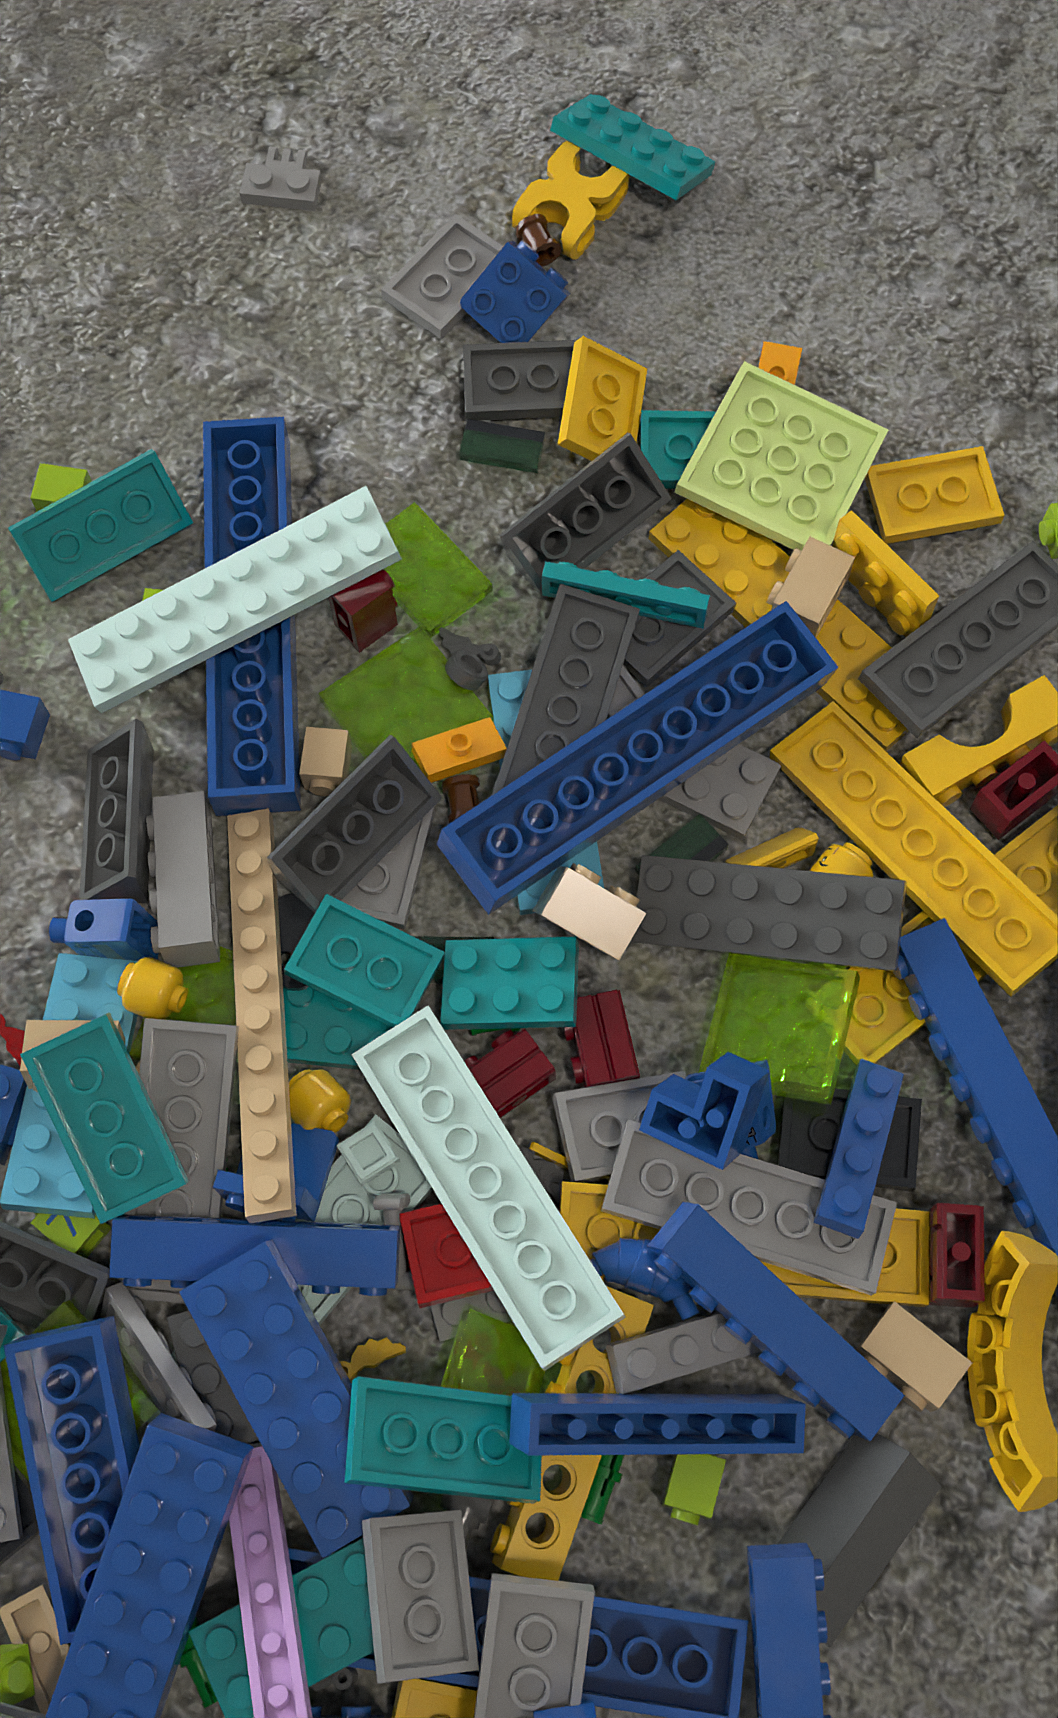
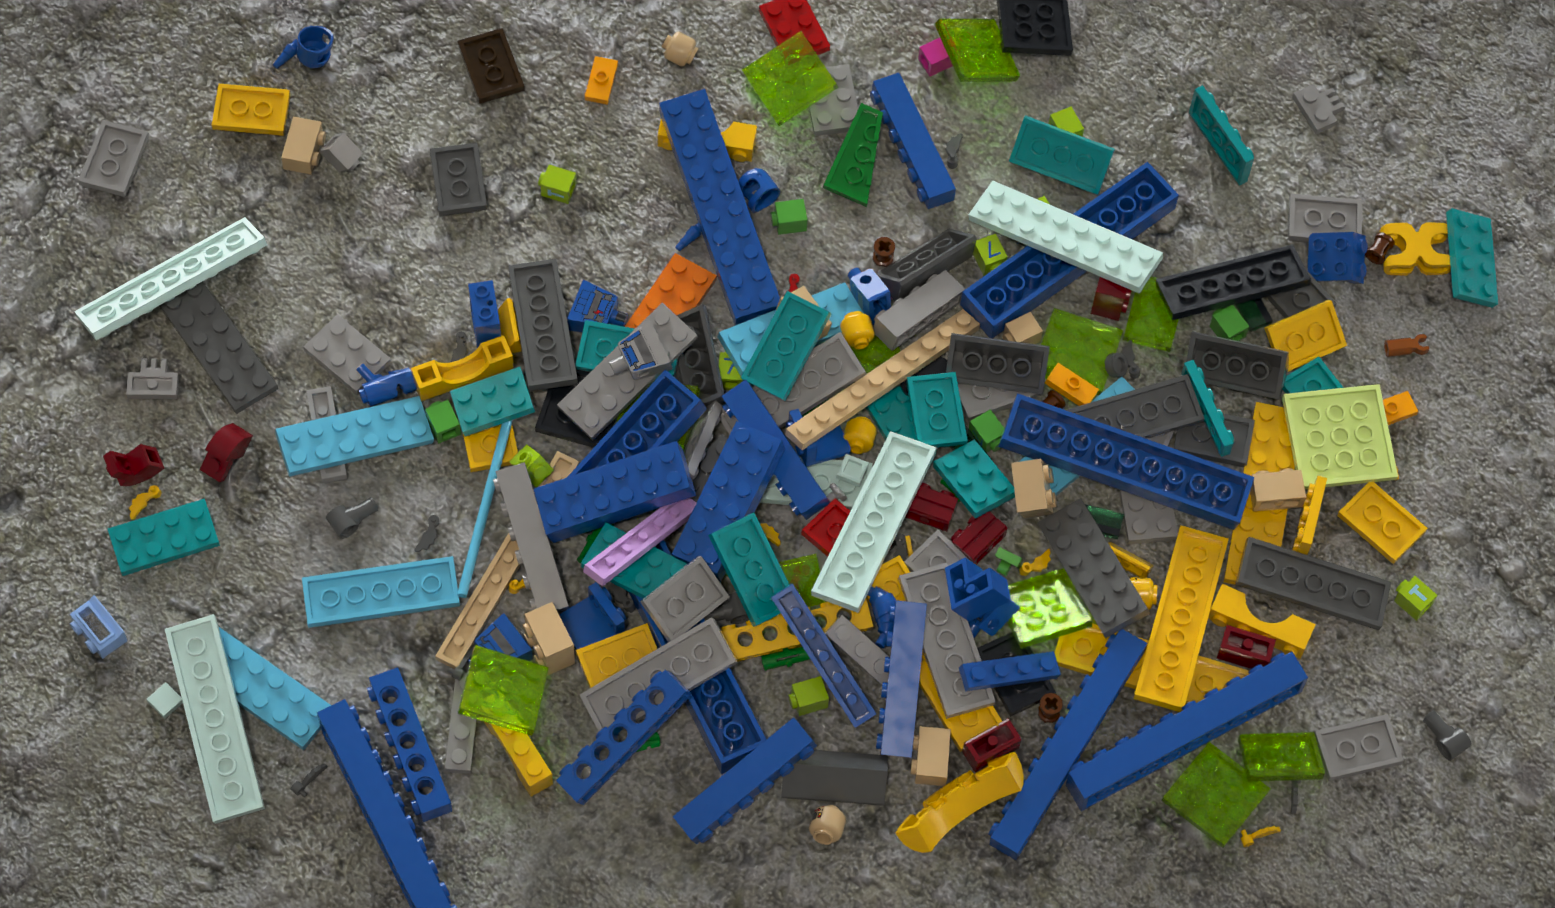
camera: 50 degrees right, 5 degrees down
(44, 858) = (883, 251): none -> reddish brown bush
(175, 722) = (989, 253): none -> lime brick
(234, 310) = (1221, 135): none -> teal plate
(444, 911) = (987, 430): none -> bright green brick
(461, 439) = (1232, 282): none -> black plate
(512, 488) = (1229, 324): none -> bright green brick
(665, 1024) = (1008, 560): none -> bright green tile
(695, 983) = (1038, 564): none -> yellow piece
(697, 304) = (1405, 346): none -> dark orange bar
(930, 1608) = (827, 824): none -> tan head
(948, 1114) = (1051, 715): none -> reddish brown bush

